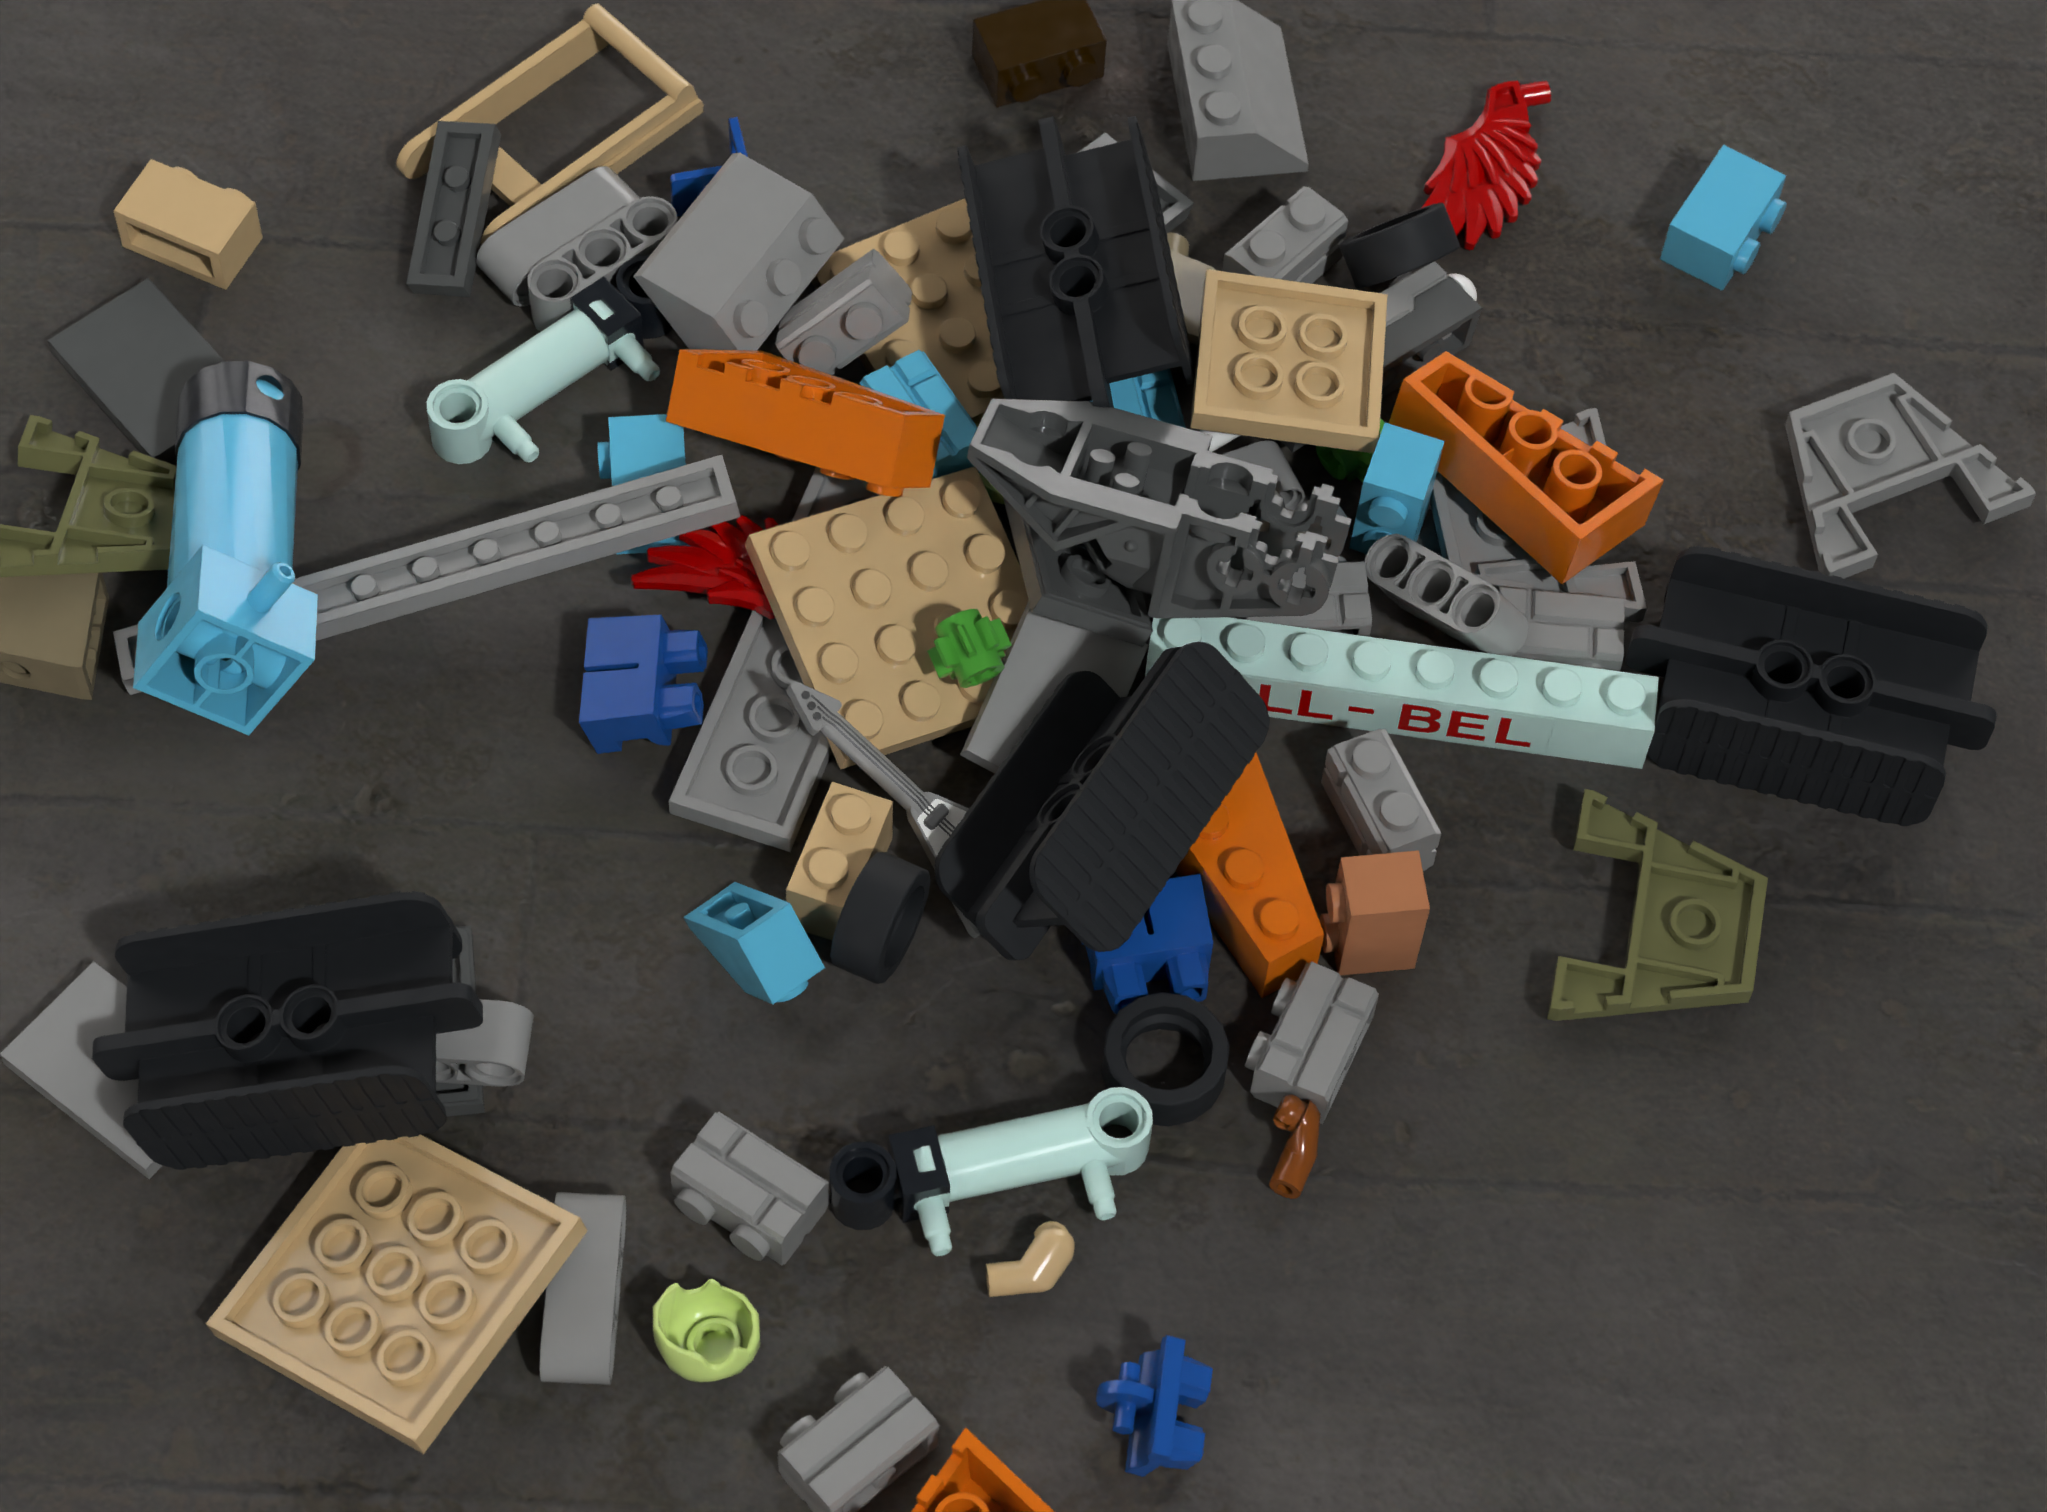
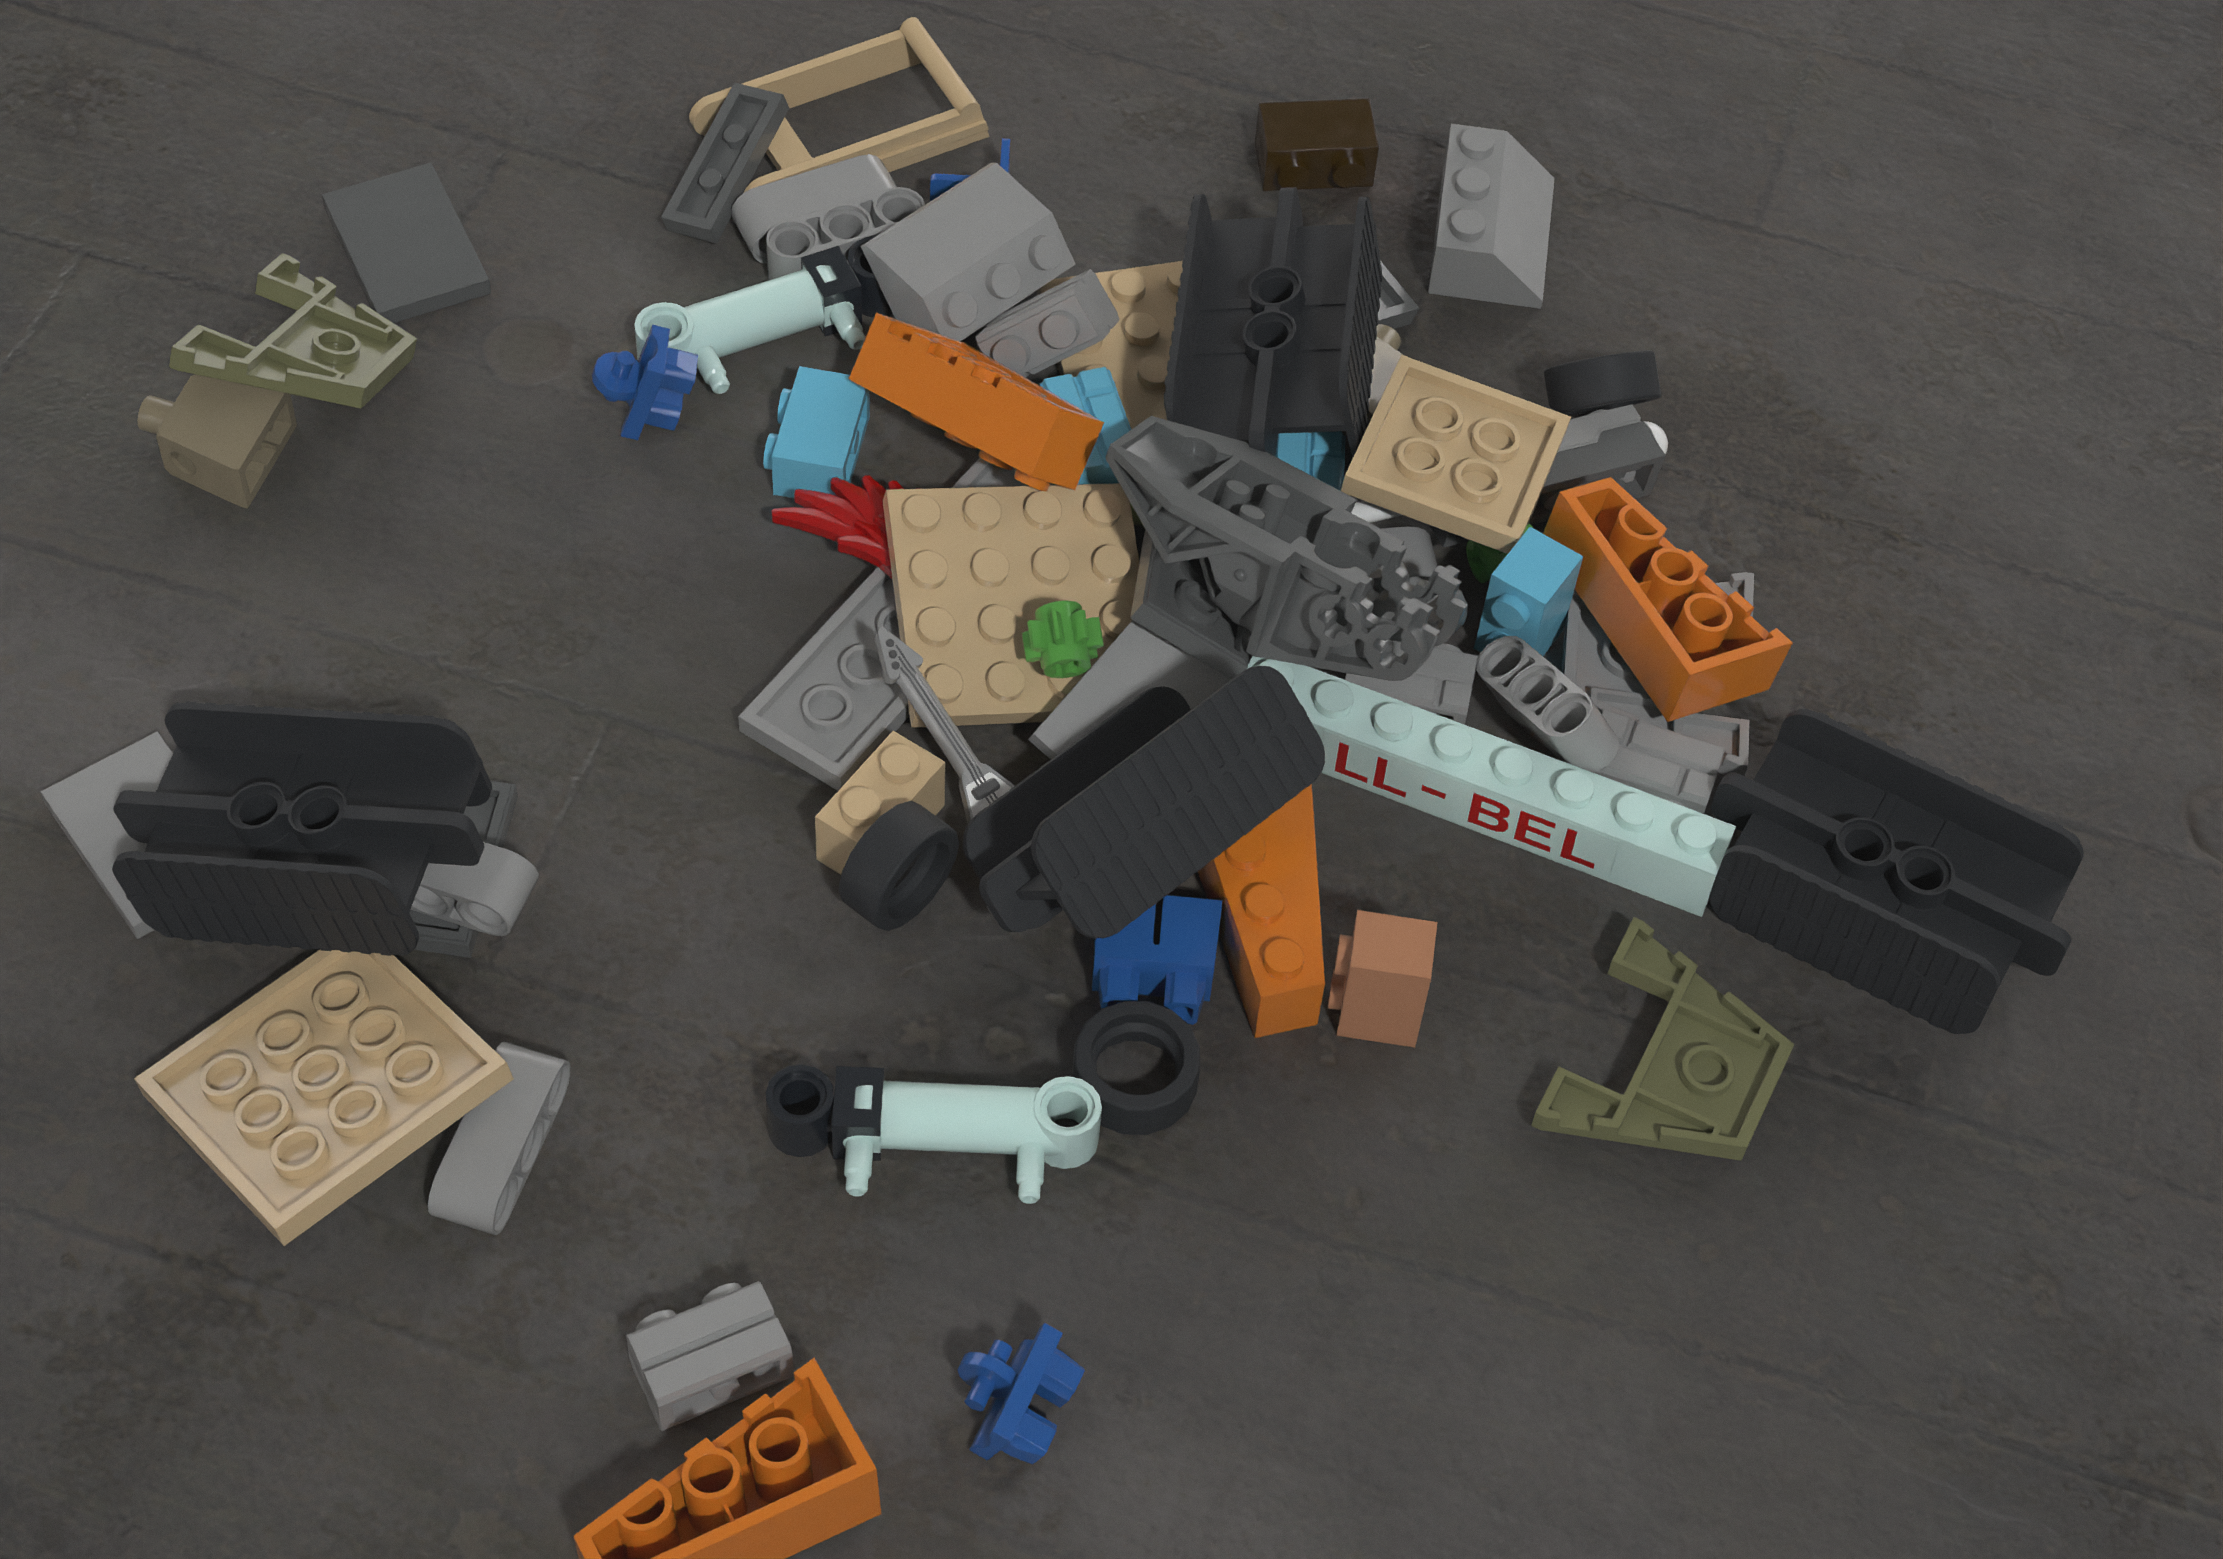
camera: 15 degrees right, 5 degrees down
(188, 223) = (483, 125): tan piece -> none
(231, 621) = (386, 433): medium azure piece -> none
(462, 470) = (649, 385): none -> blue hips
(506, 550) = (583, 462): light grey plate -> none
(633, 684) = (746, 602): blue hips -> none
(706, 1331) = (600, 1206): yellowish green hair -> none
(748, 1190) = (689, 1086): light grey brick -> none
(757, 942) = (778, 865): medium azure slope -> none
(1039, 1266) = (945, 1233): tan arm -> none
(1293, 242) = (1502, 356): light grey brick -> none
(1301, 1146) = (1246, 1183): dark orange arm -> none
(1313, 1039) = (1286, 1087): light grey brick -> none
(1379, 798) = (1426, 876): light grey brick -> none
(1490, 163) = (1718, 338): red animal -> none
(1724, 217) = (1933, 433): medium azure brick -> none
(1876, 447) = (2030, 673): light grey wing -> none

